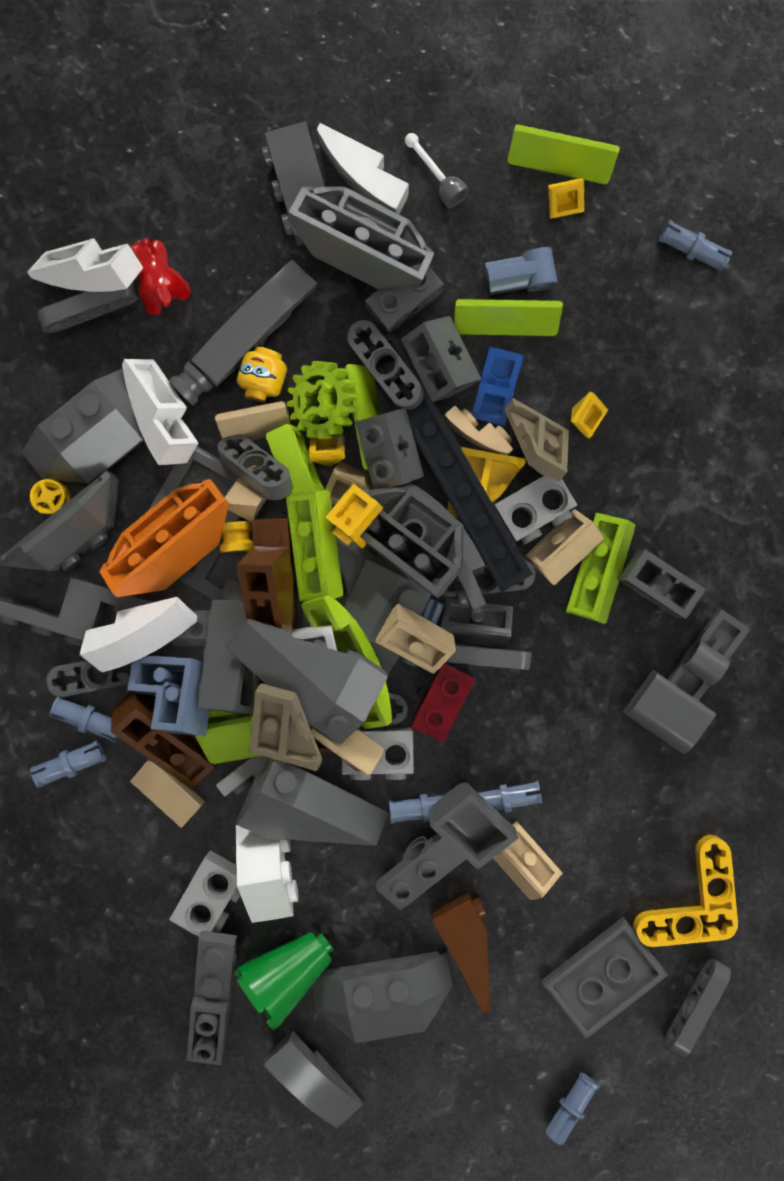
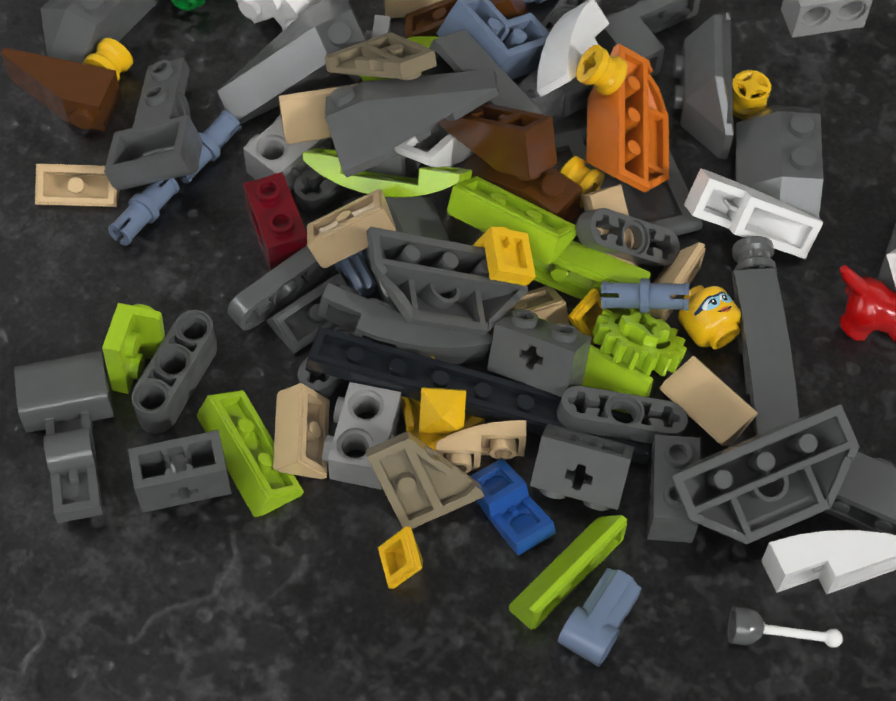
camera: 135 degrees right, 30 degrees down
(149, 583) = (601, 70): none -> yellow wheel
(293, 415) = (645, 295): none -> sand blue pin
(324, 326) = (709, 401): none -> tan slope
(422, 939) = (111, 56): none -> yellow wheel
(484, 468) = (442, 410): none -> yellow slope
(614, 654) = (174, 389): none -> dark grey beam
(618, 696) = (131, 338): none -> lime bracket

